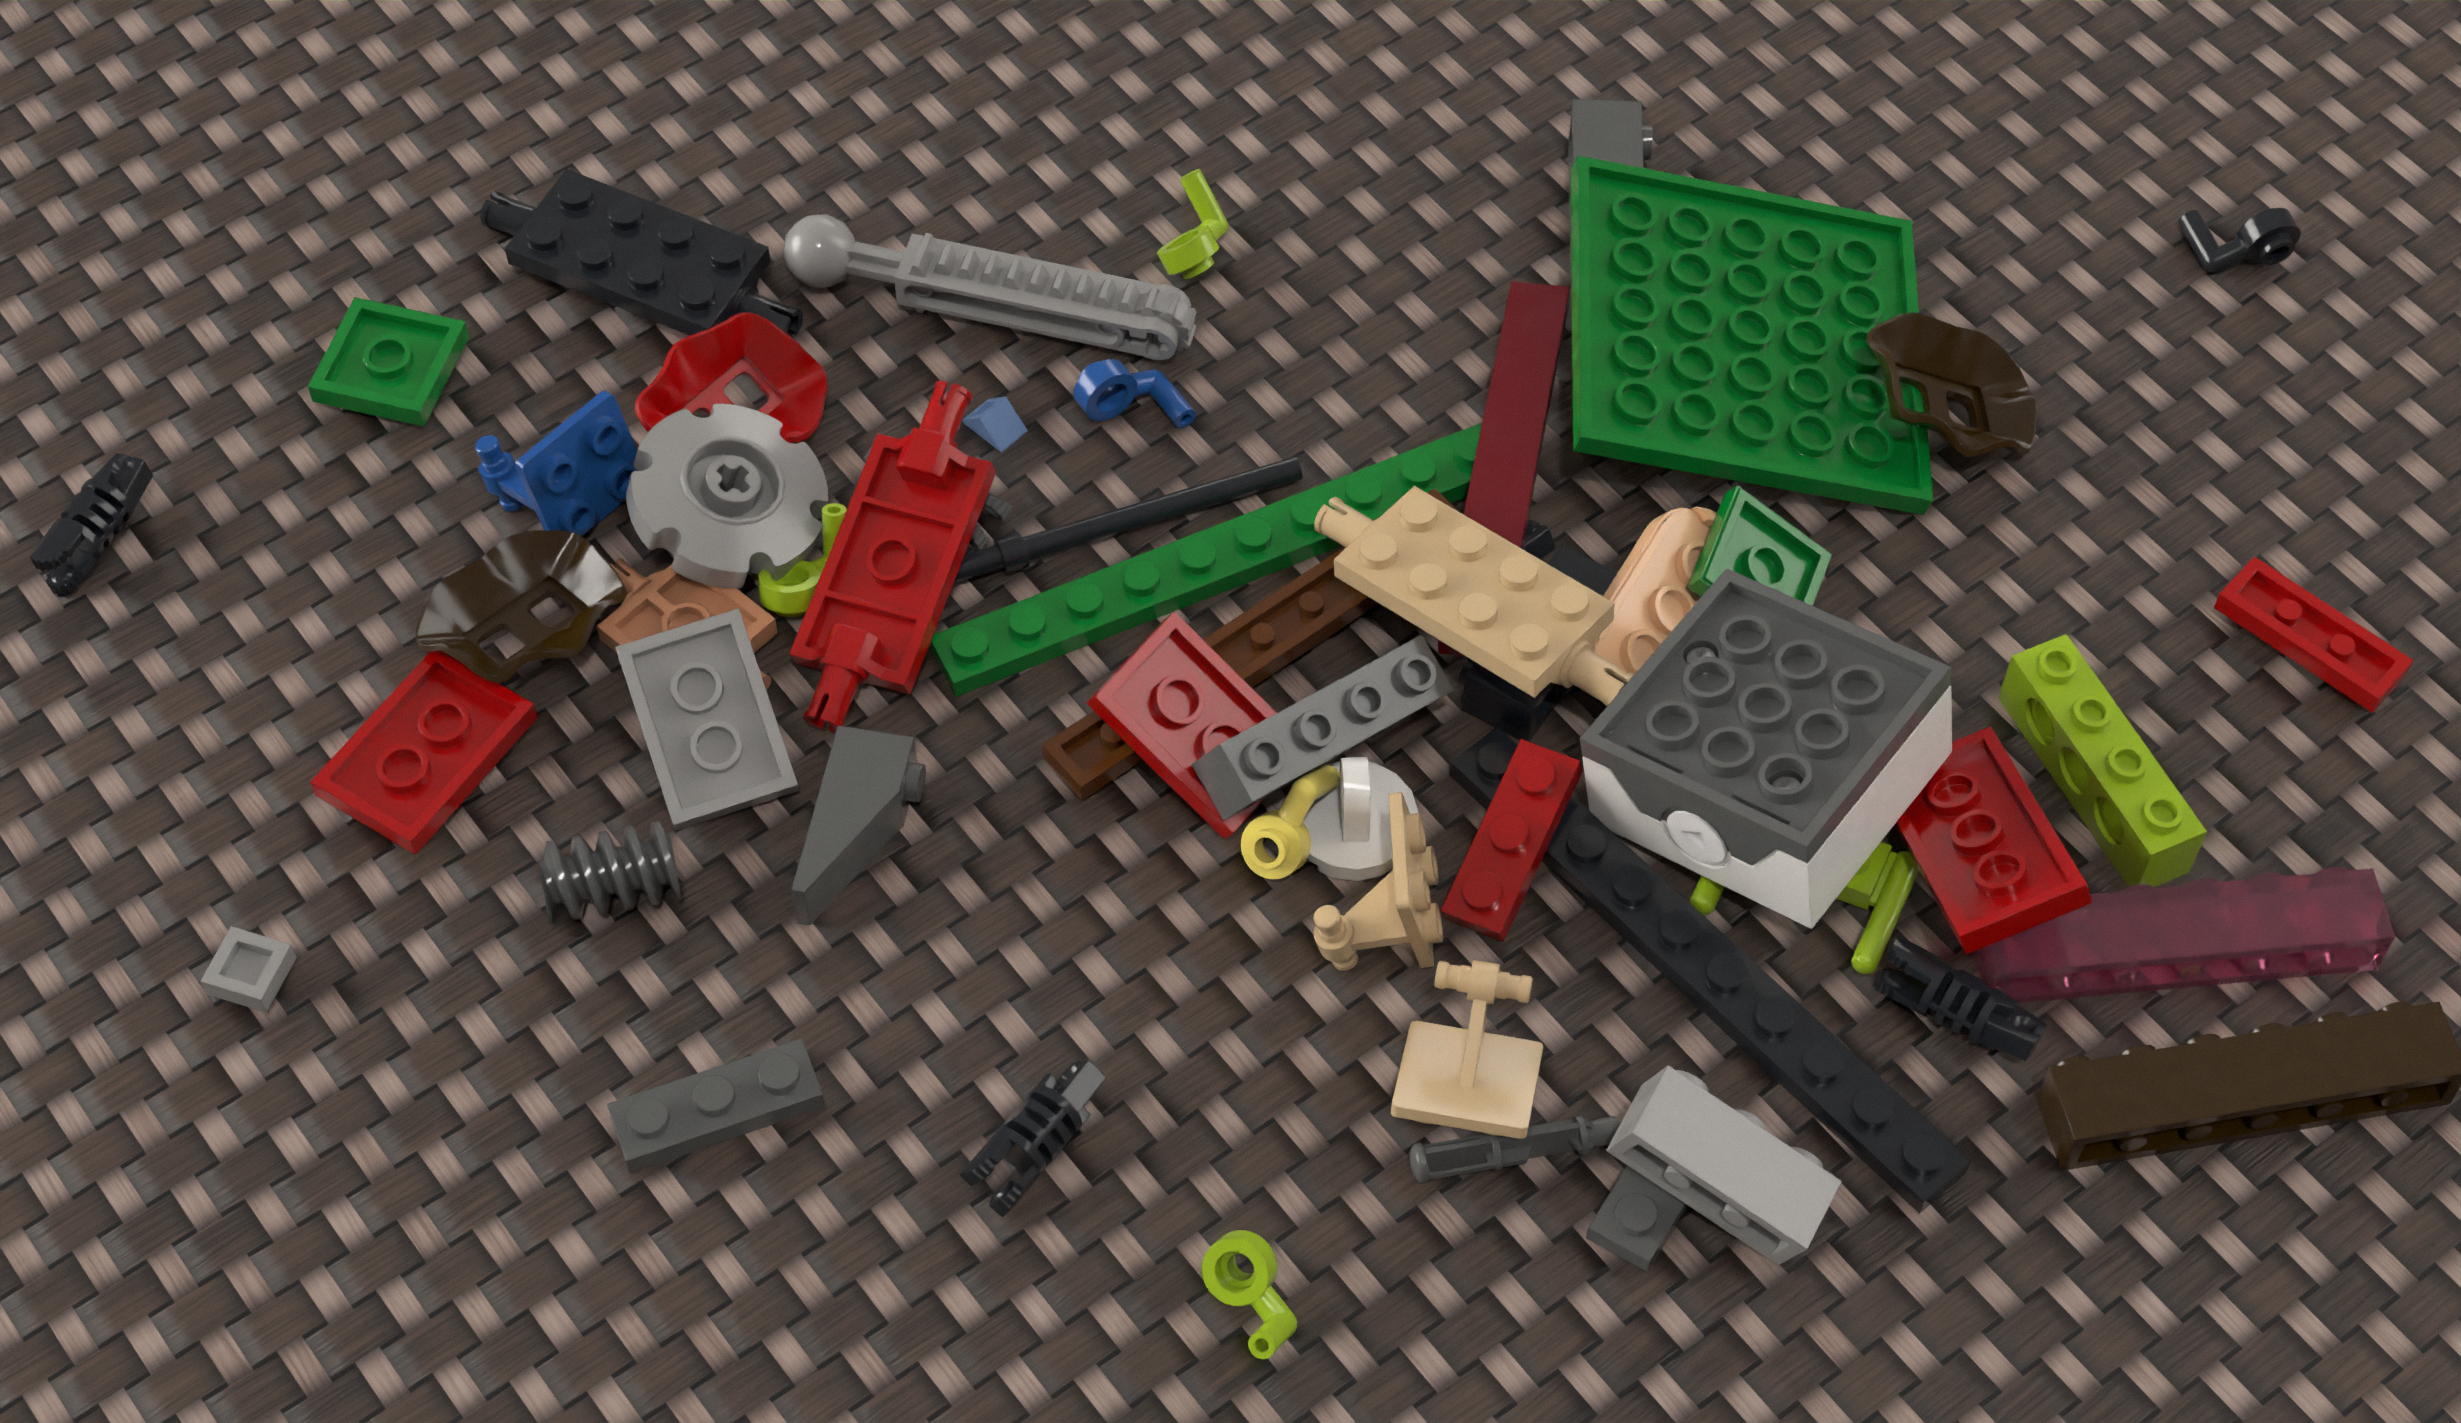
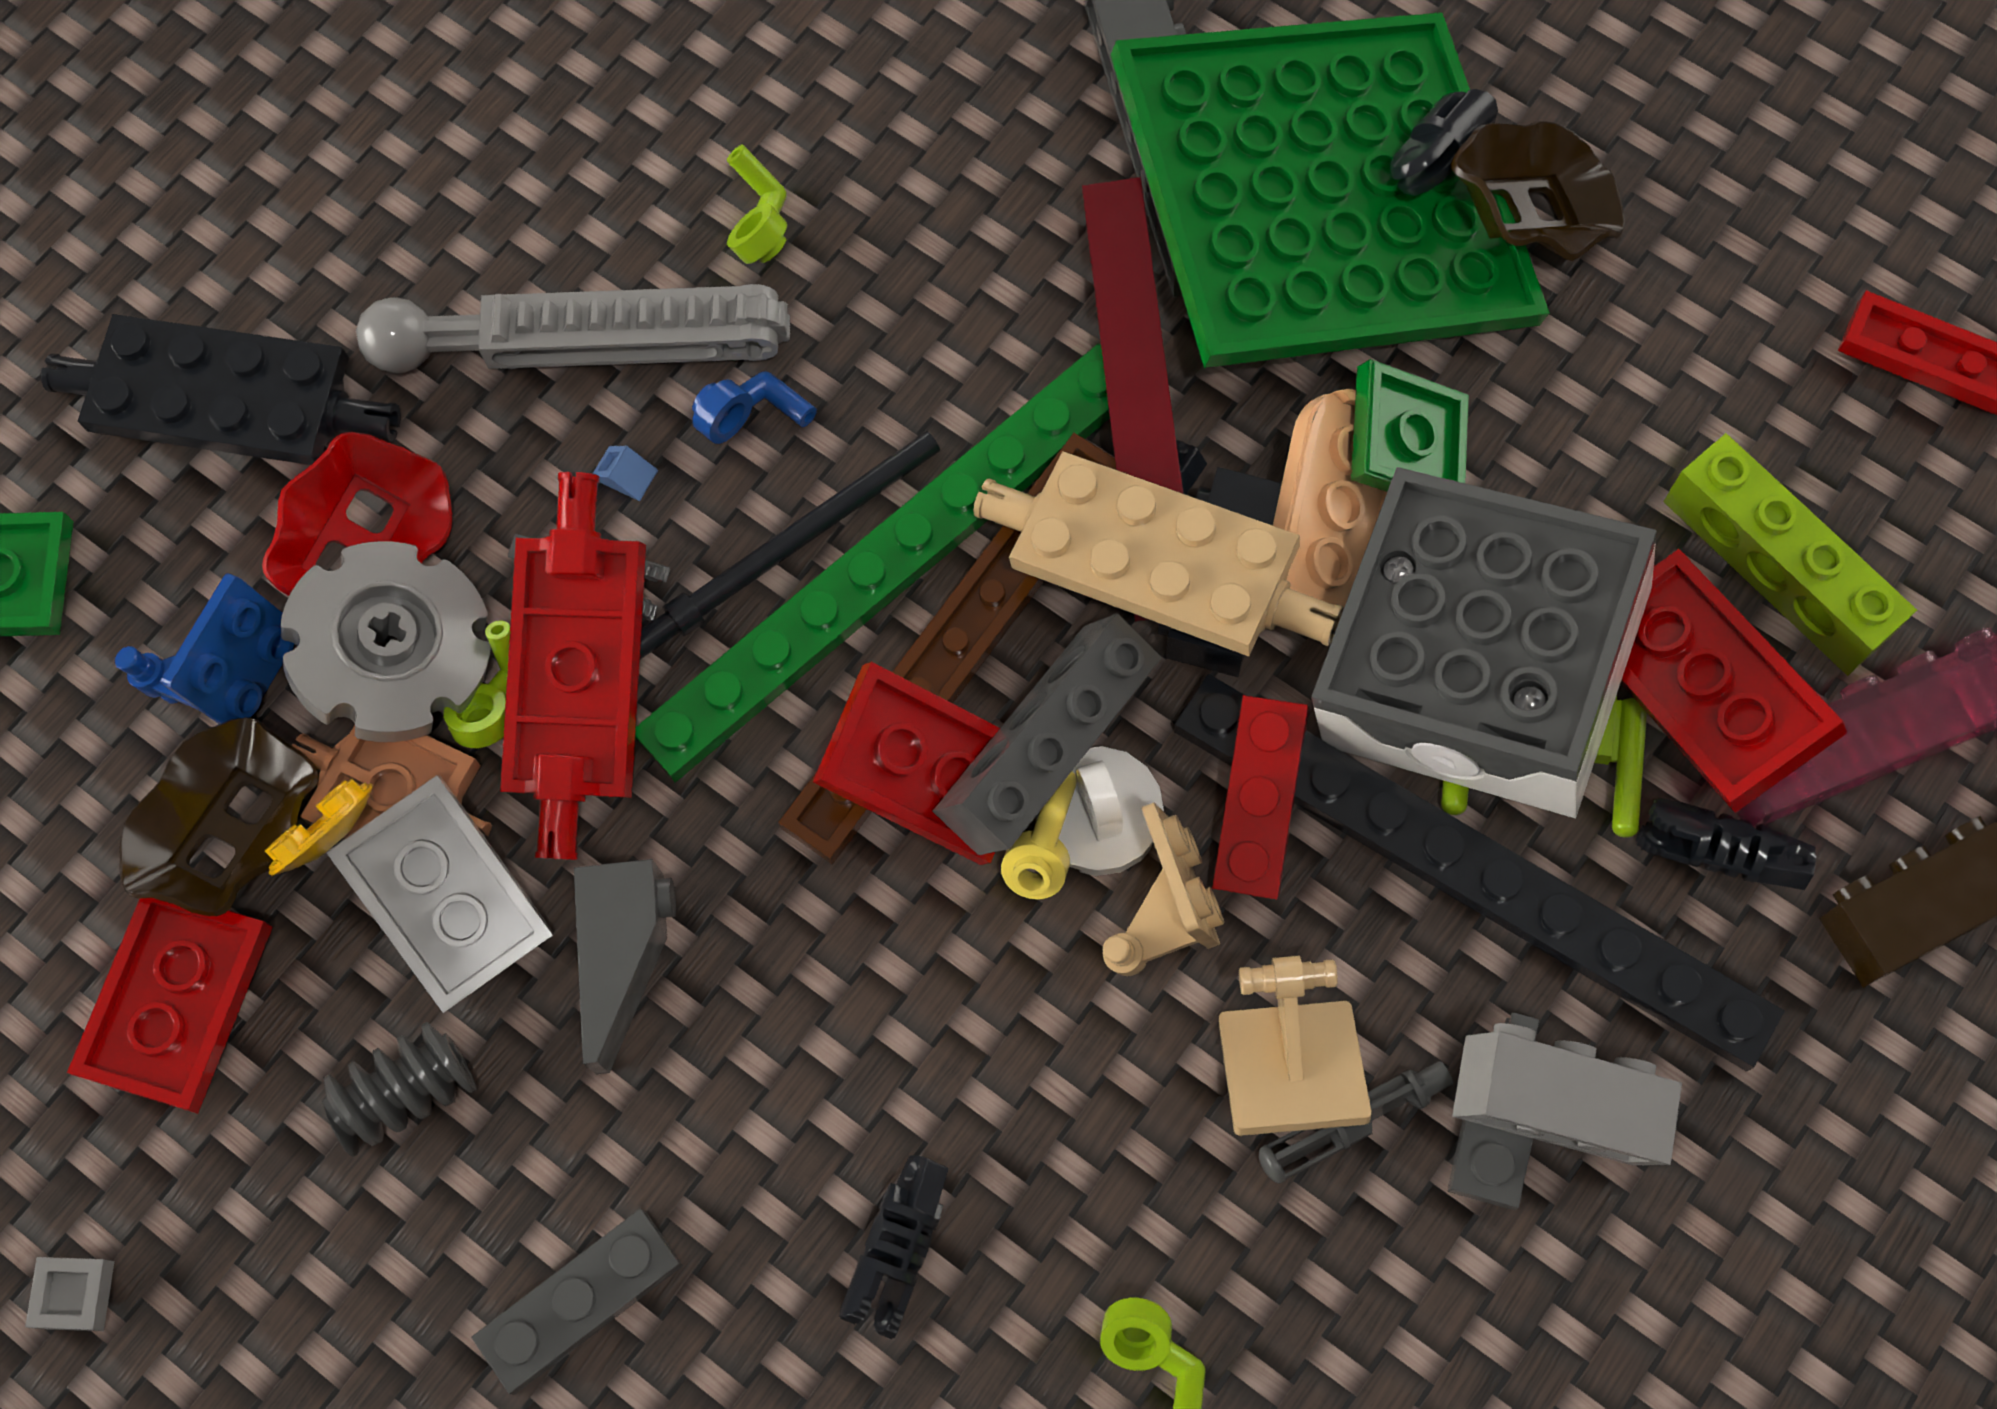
camera: 10 degrees left, 15 degrees up
(601, 632) = (301, 845): none -> yellow dish
(1866, 310) = (1437, 137): none -> black arm

